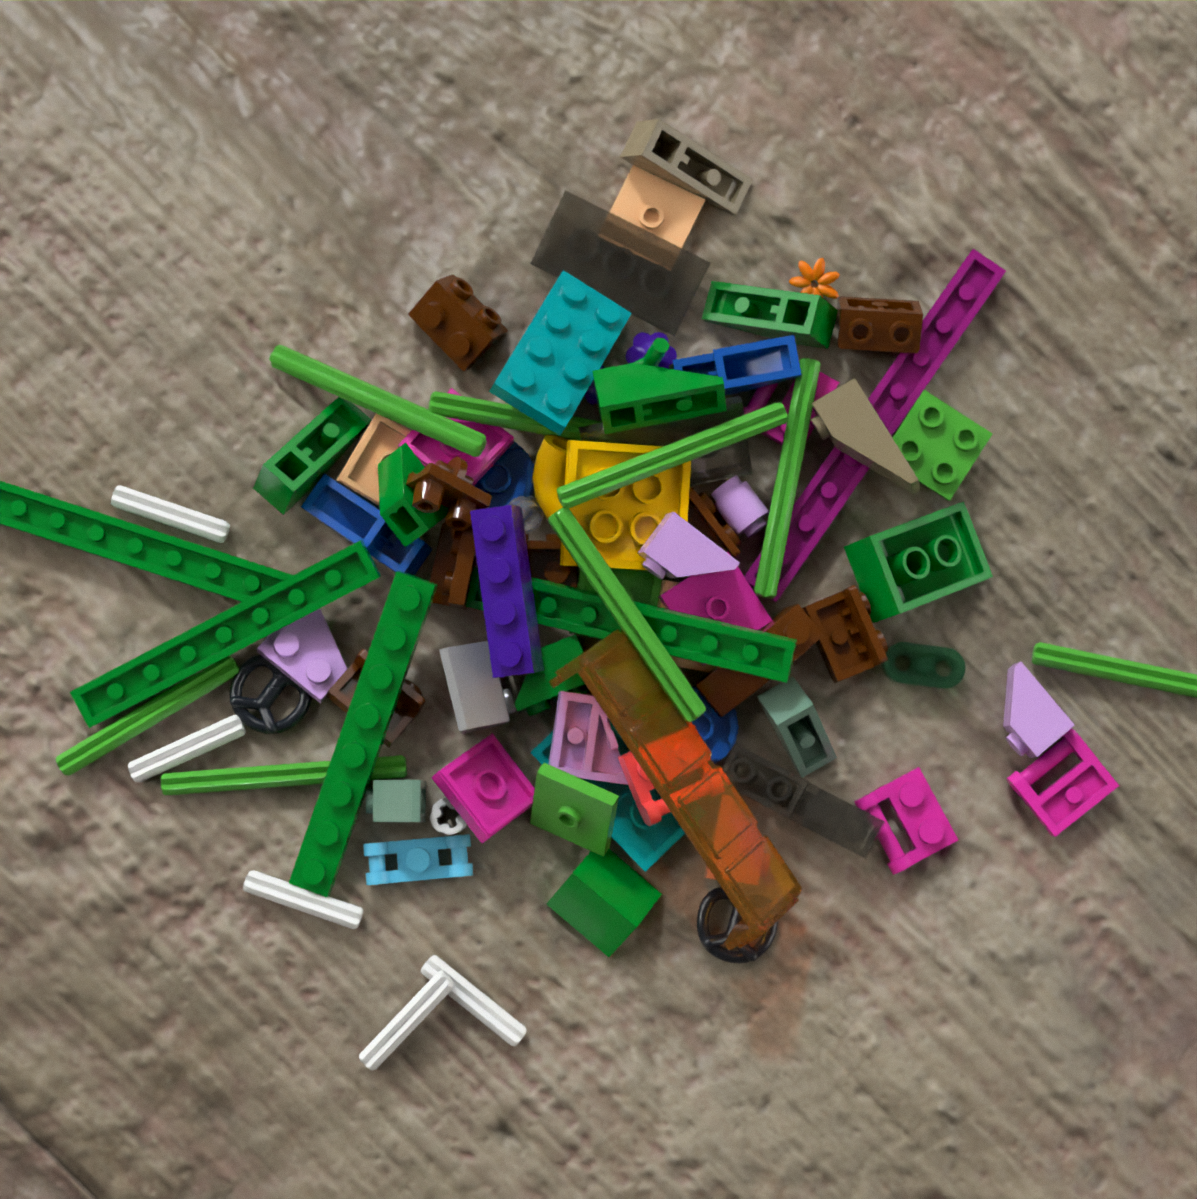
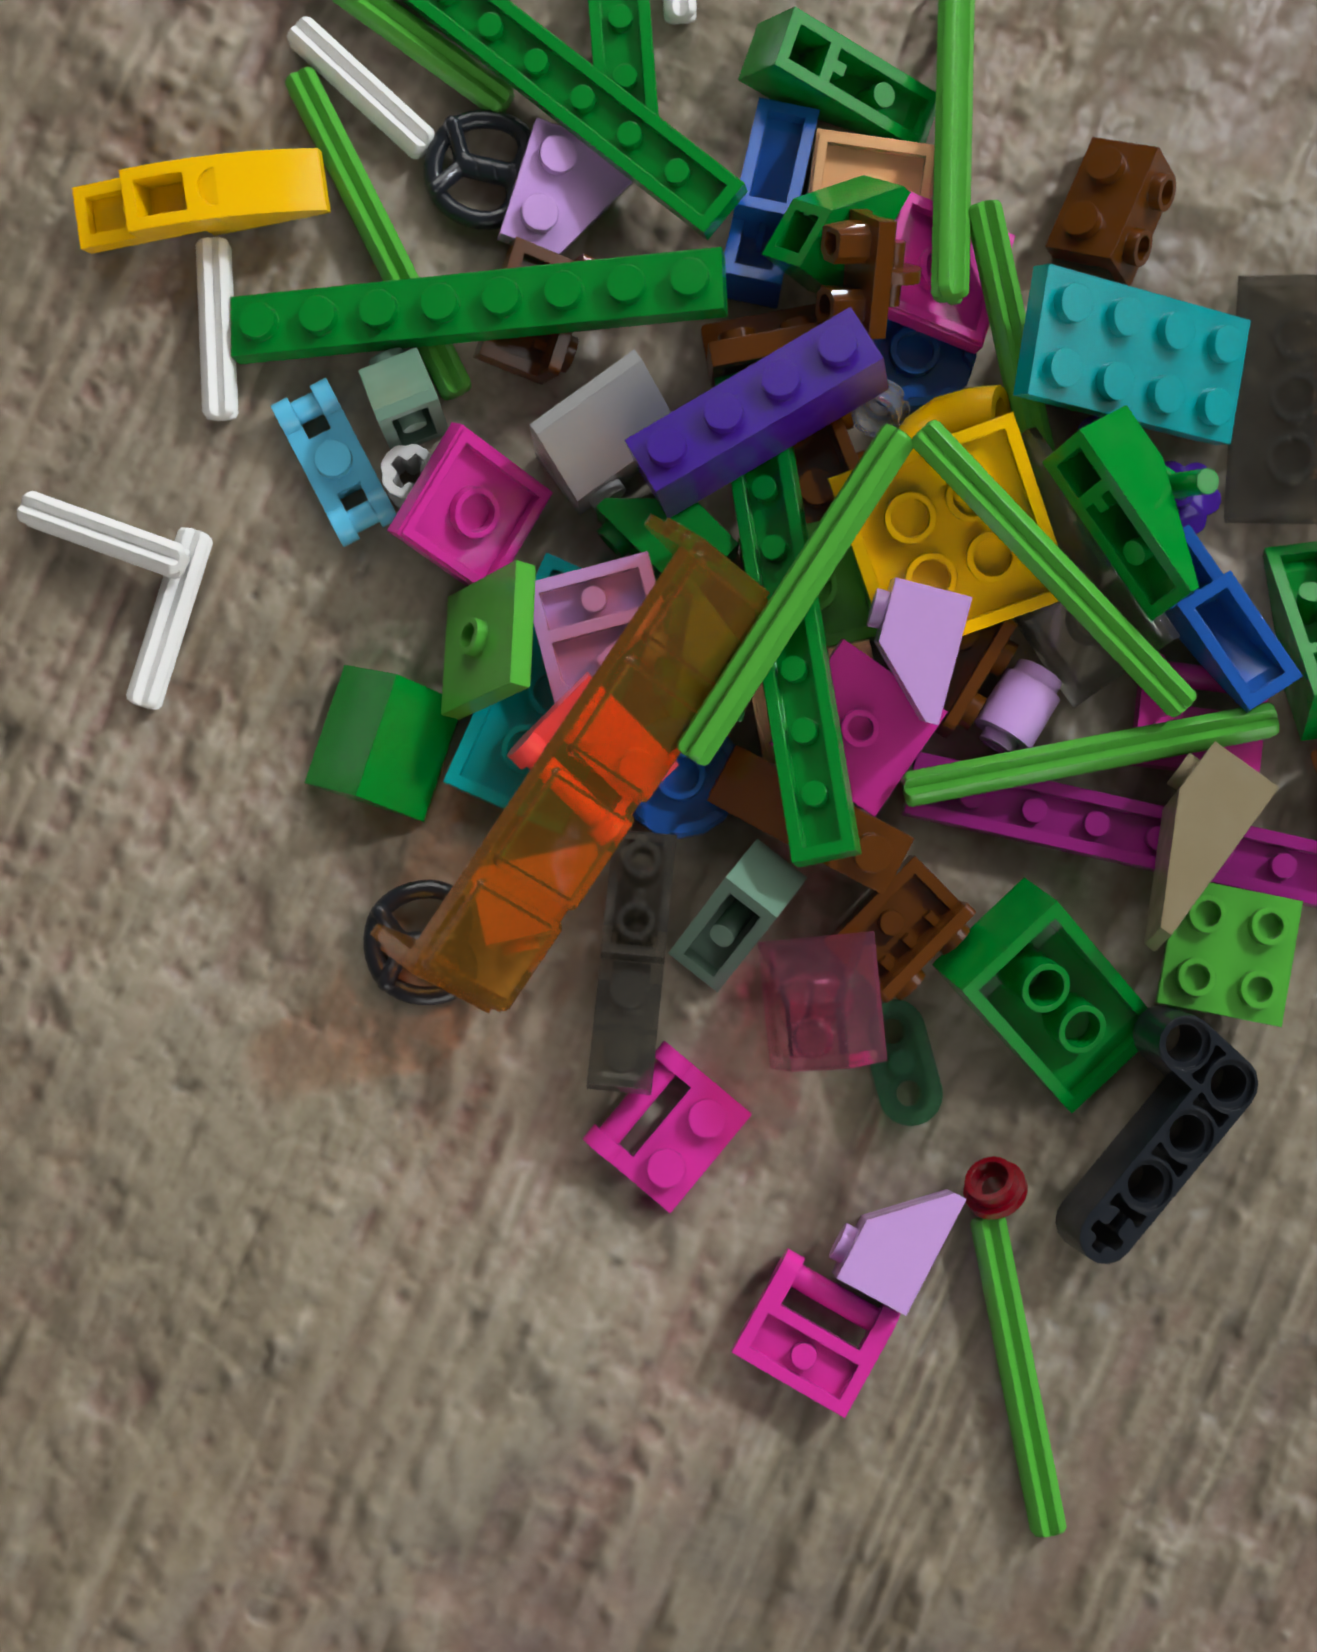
camera: 70 degrees right, 0 degrees up
(219, 876) = (200, 195): none -> yellow slope
(872, 698) = (822, 1002): none -> clear pink slope
(1010, 641) = (986, 1177): none -> dark red plate
(1027, 540) = (1146, 1136): none -> black beam

